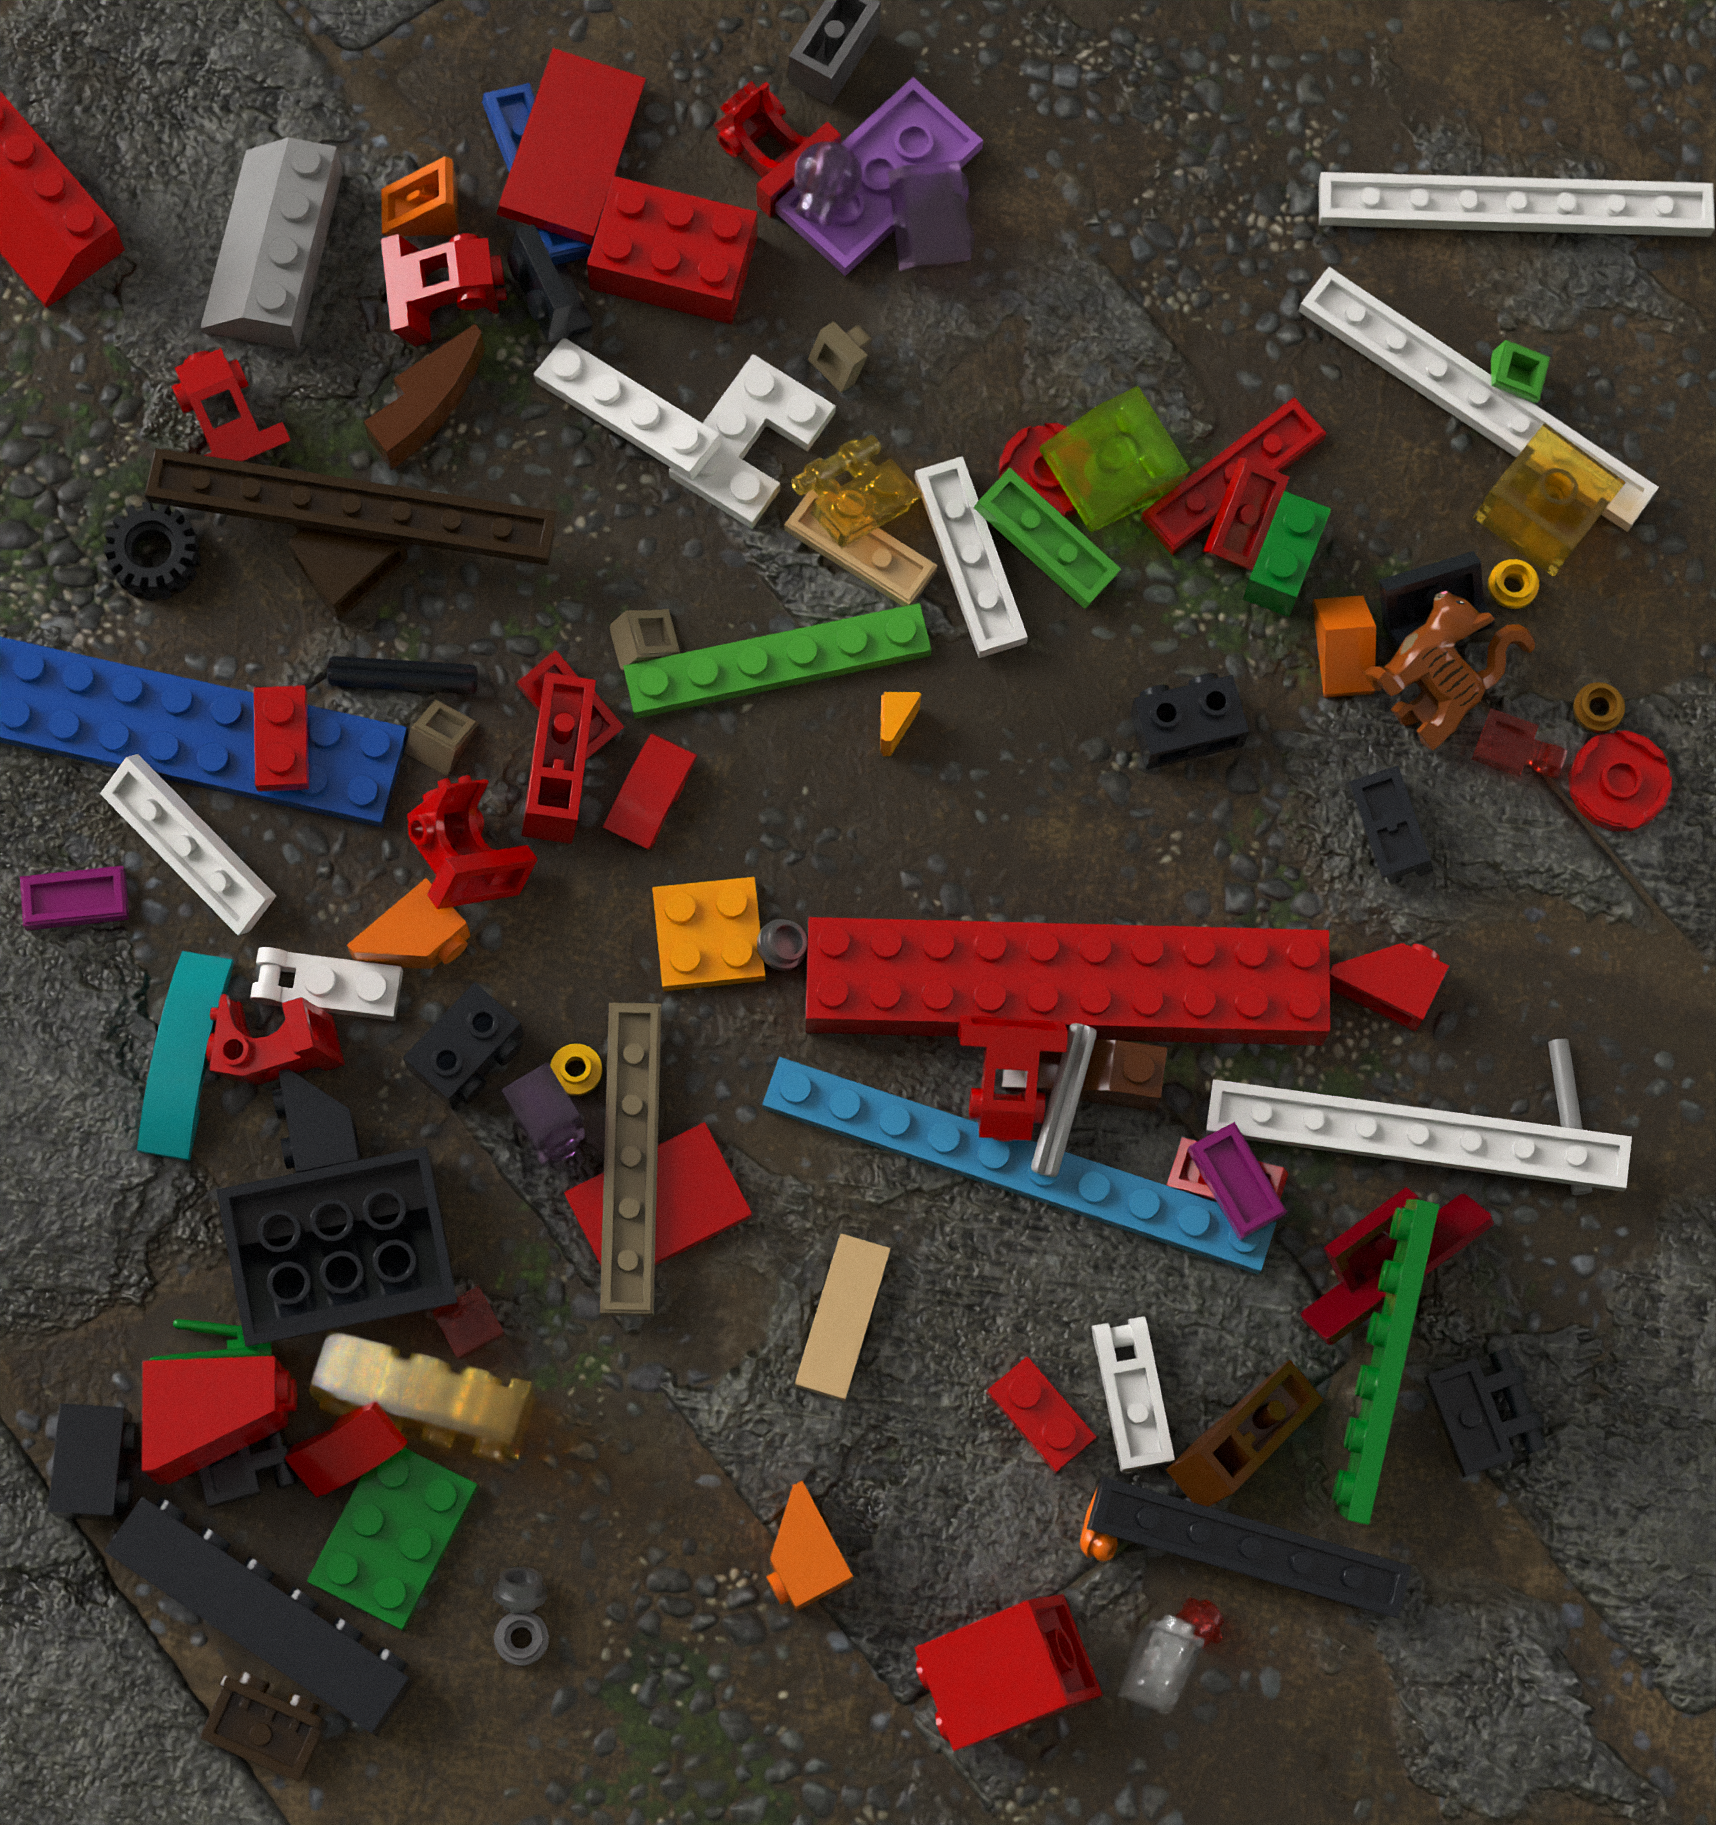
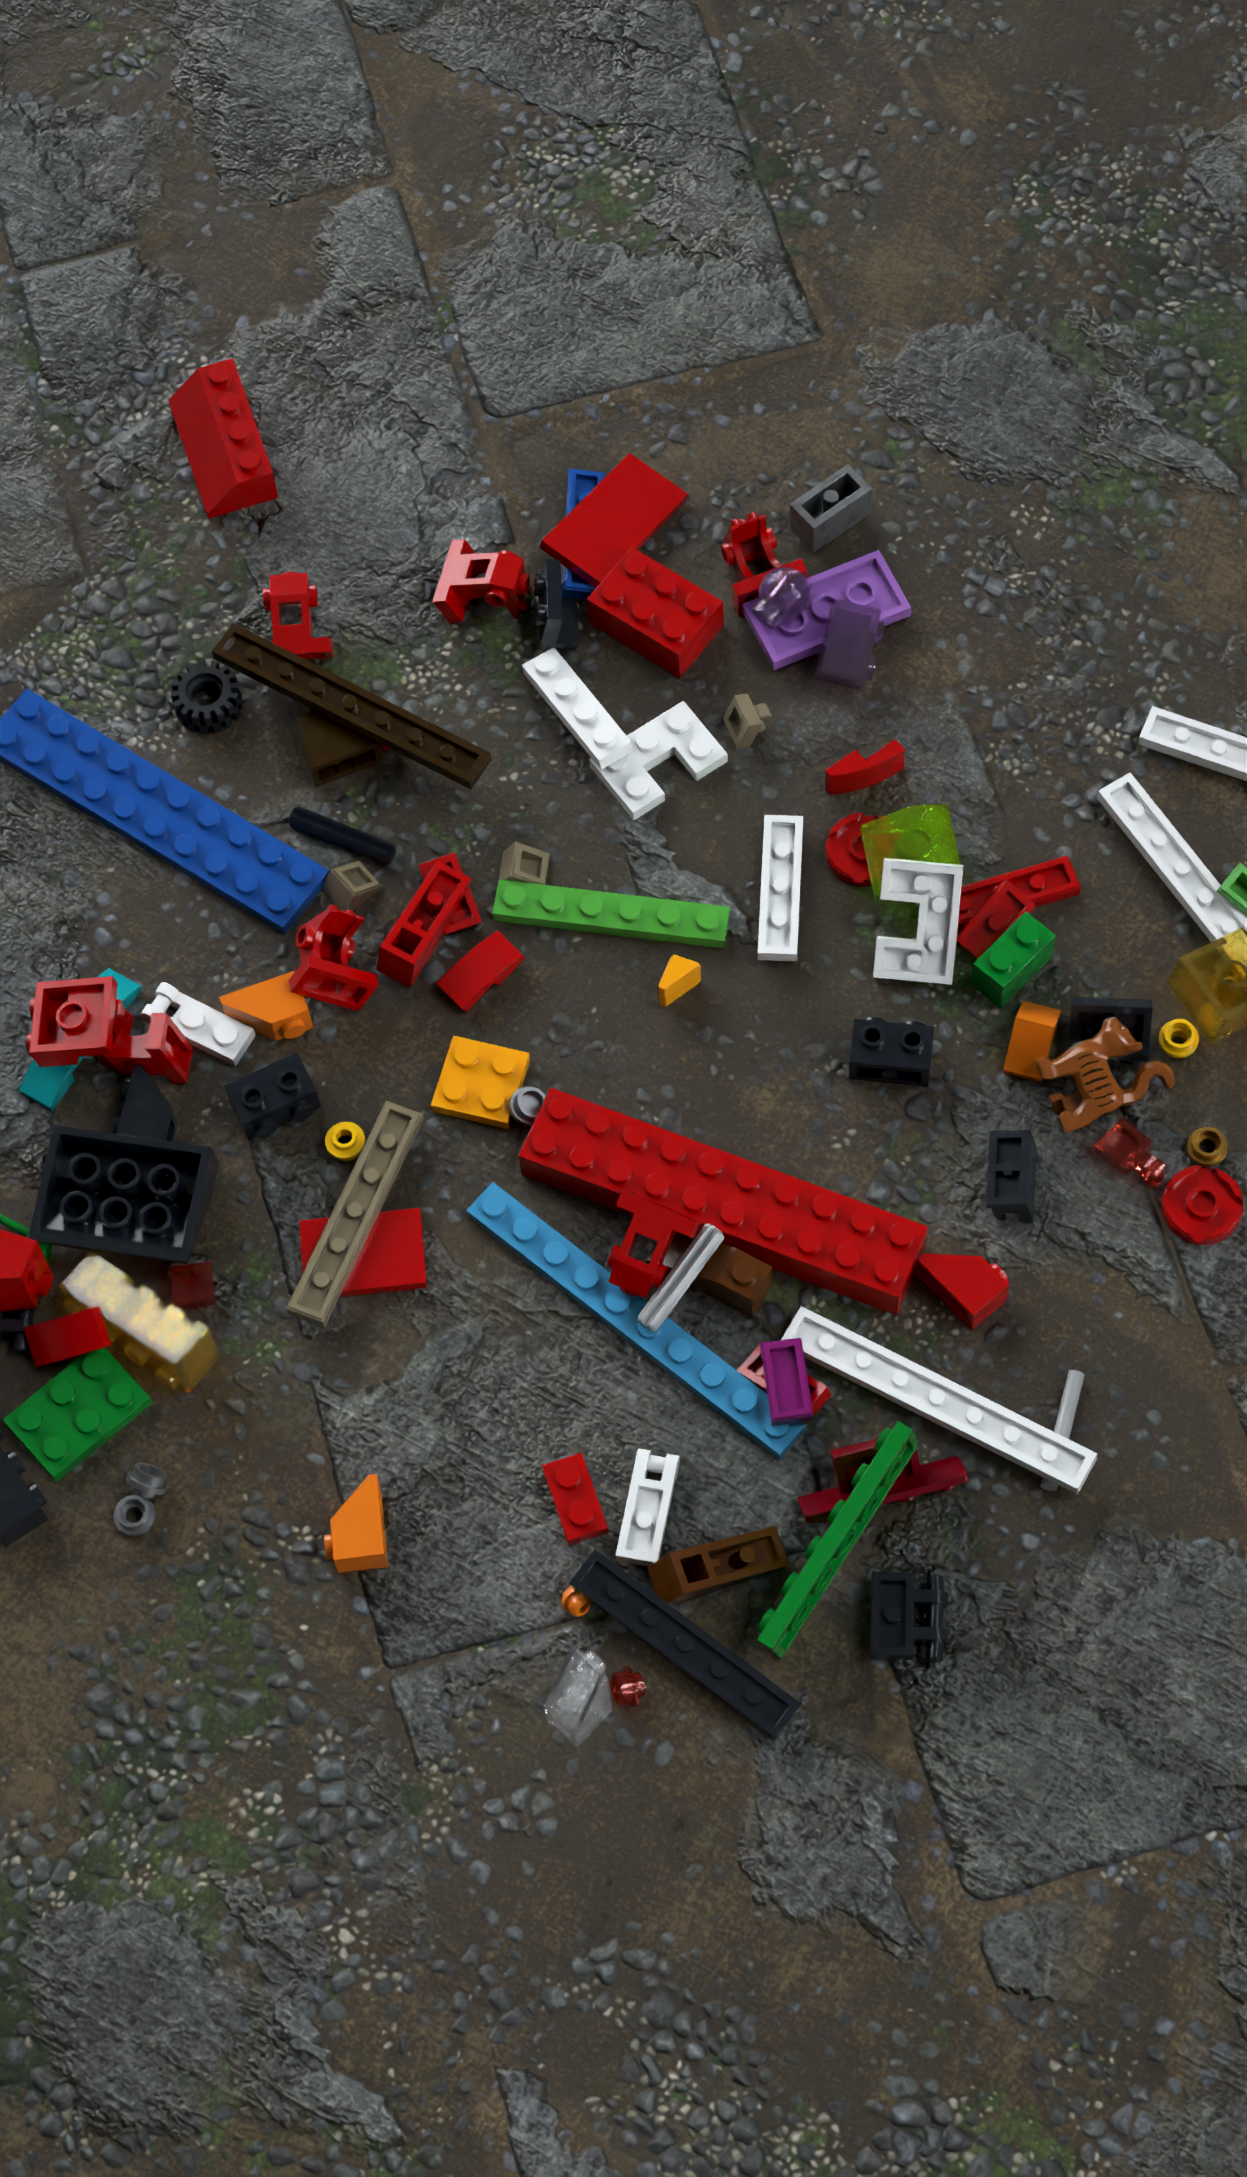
camera: 30 degrees right, 10 degrees down
(74, 898) = (51, 908): magenta tile -> none
(180, 1046) = (71, 1020): none -> red plate
(188, 844) = (143, 897): white plate -> none
(273, 243) = (382, 523): light grey slope -> none
(281, 738) = (236, 846): red plate -> none
(422, 202) = (496, 526): orange slope -> none
(425, 397) = (441, 655): reddish brown slope -> none
(544, 1114) = (305, 1158): clear purple brick -> none
(842, 1317) = (460, 1378): tan tile -> none
(863, 503) = (716, 825): clear yellow plate -> none
(872, 558) = (704, 856): tan tile -> none
(1005, 376) = (856, 773): none -> red slope
(1006, 1671) = (470, 1665): red slope -> none
(1047, 538) = (840, 891): bright green plate -> none
(1177, 507) = (932, 953): none -> white plate

